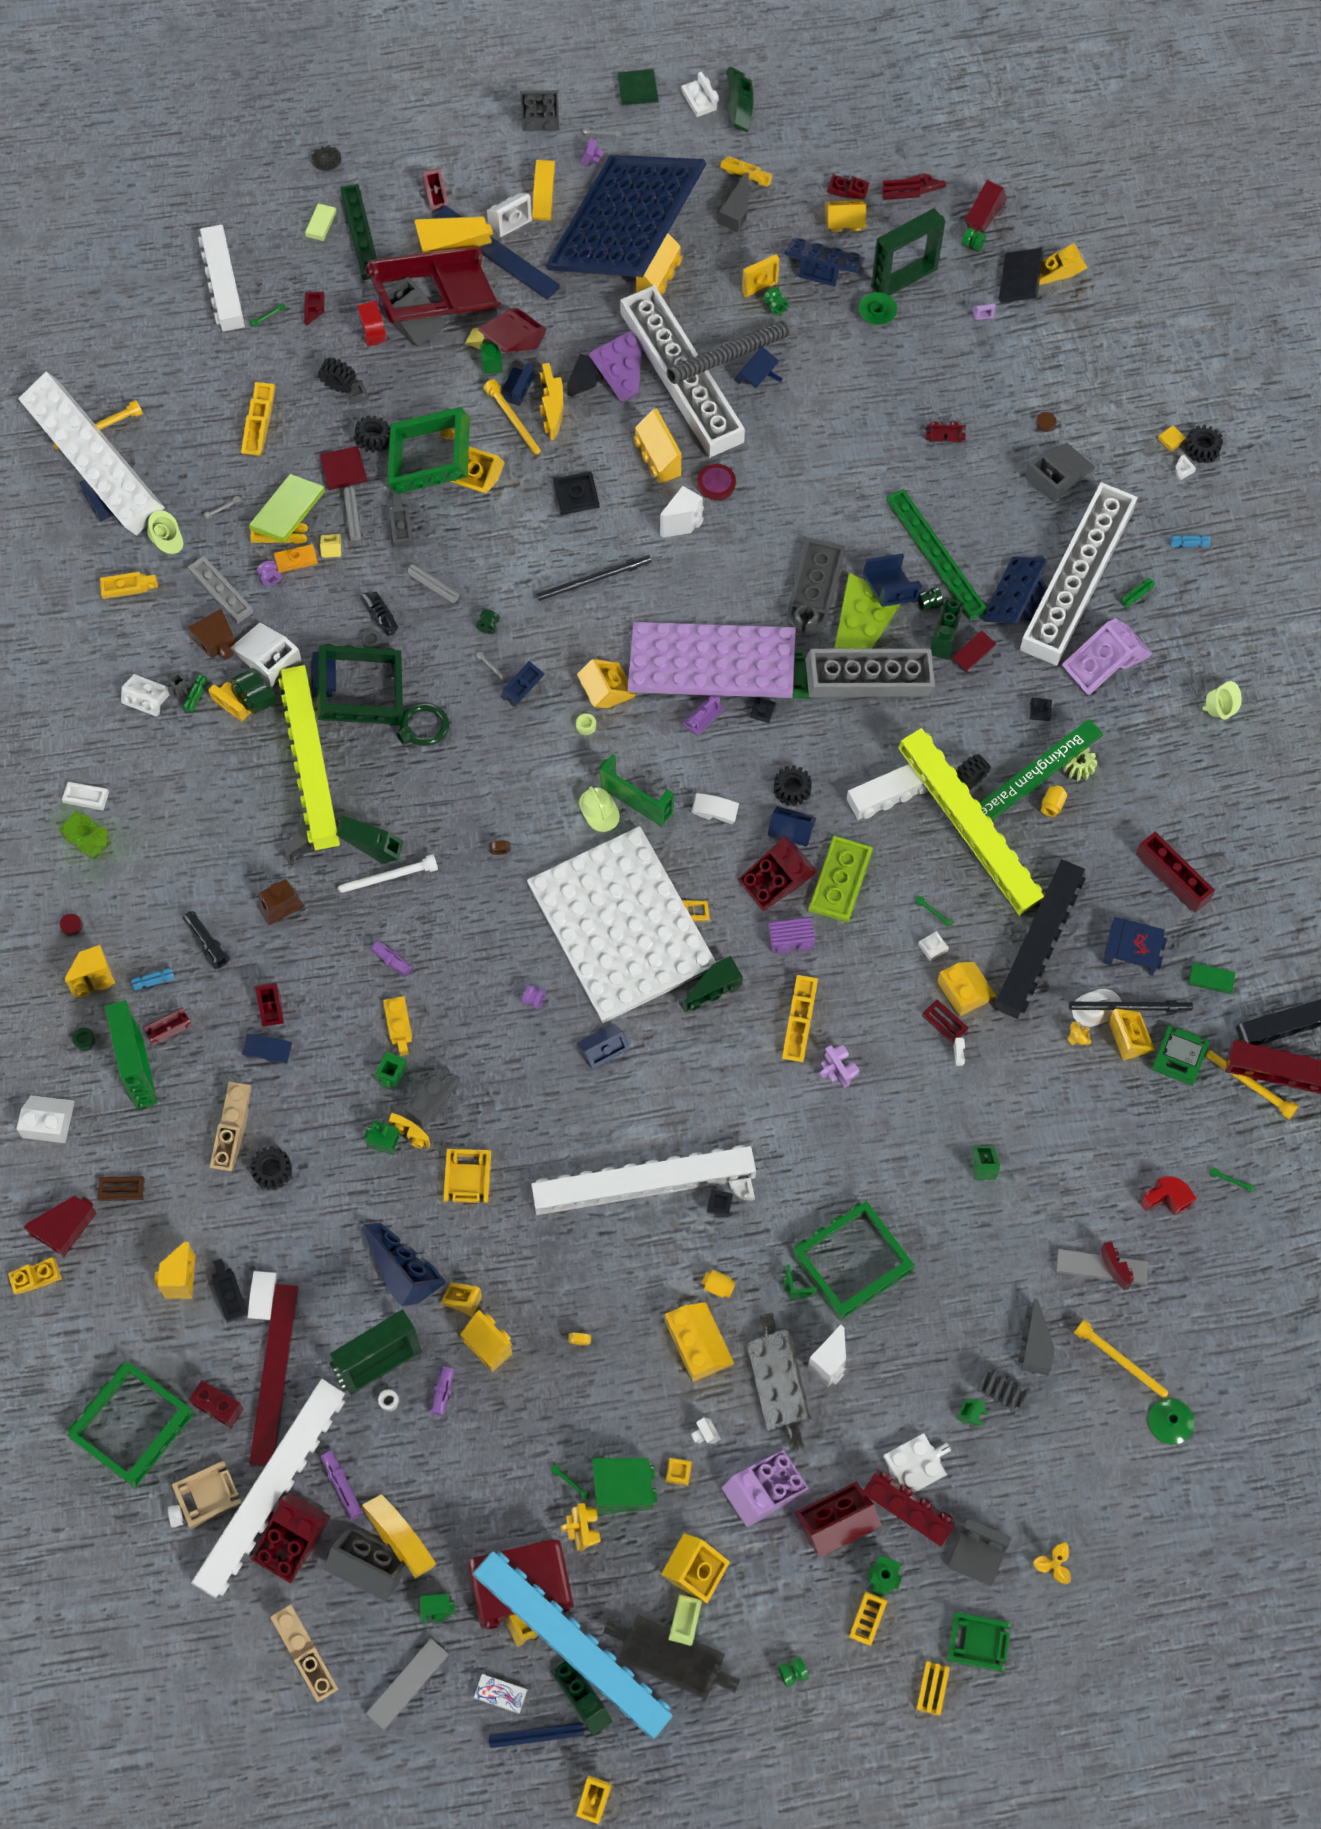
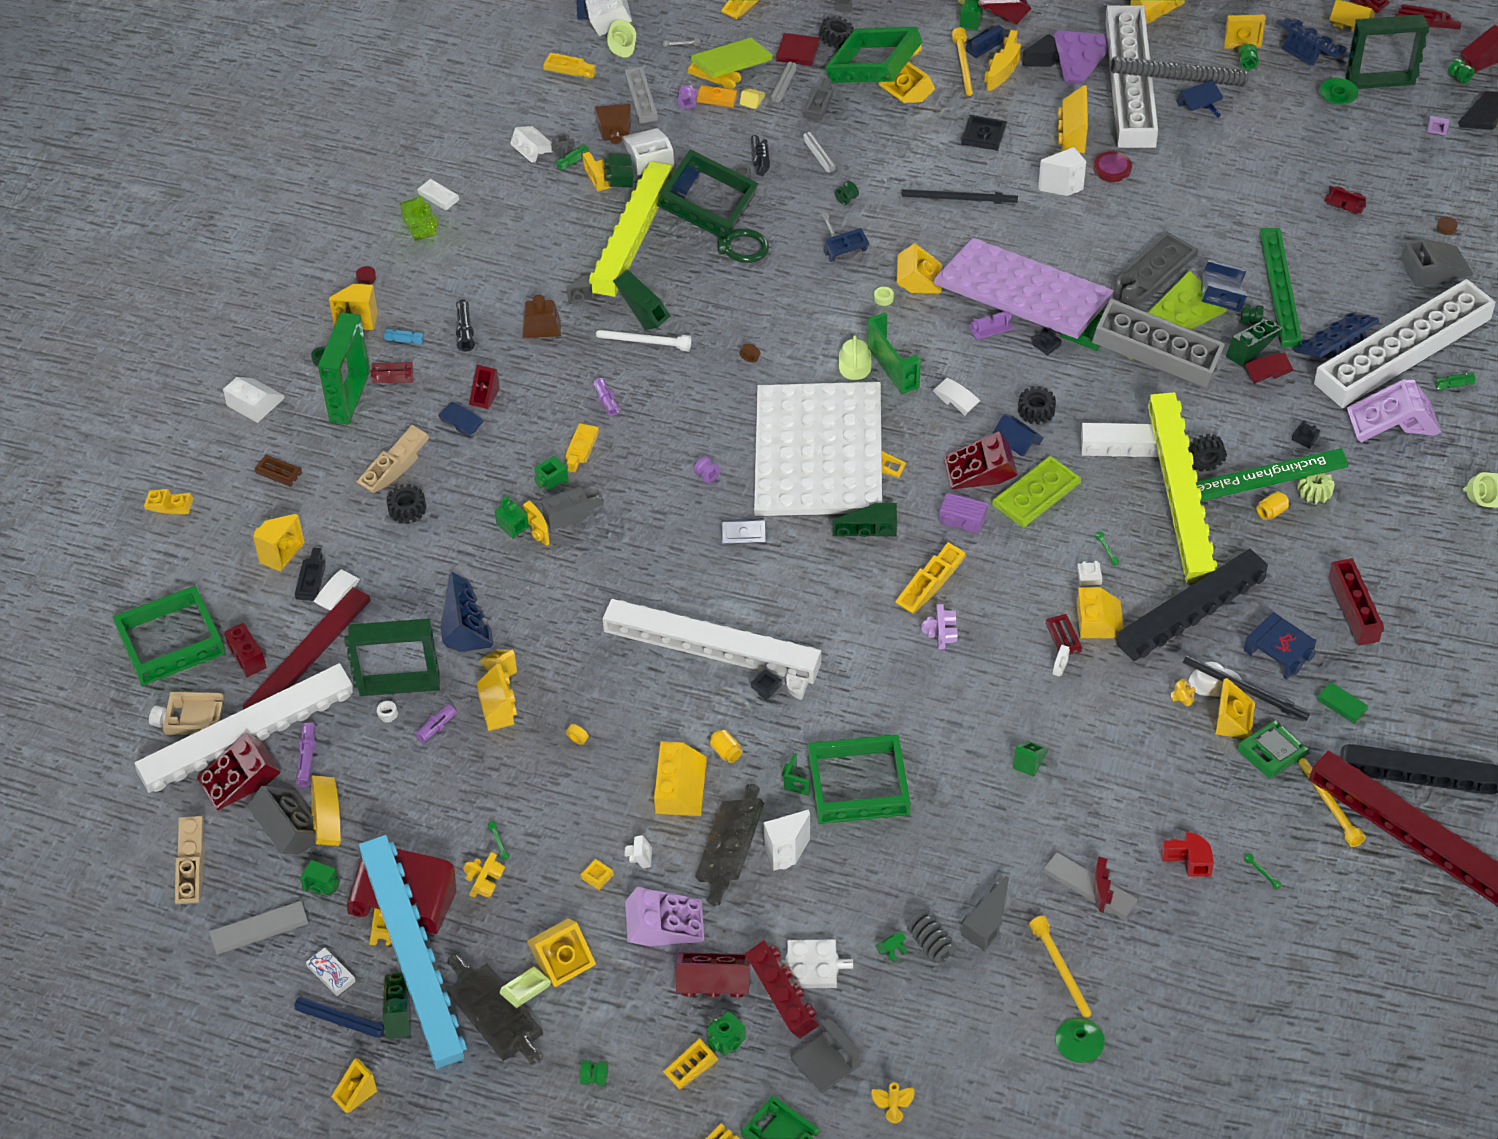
camera: 30 degrees right, 15 degrees down
(62, 1224) = (214, 473): dark red slope -> none
(467, 1181) = (563, 582): yellow container -> none
(623, 1485) = (538, 856): green slope -> none

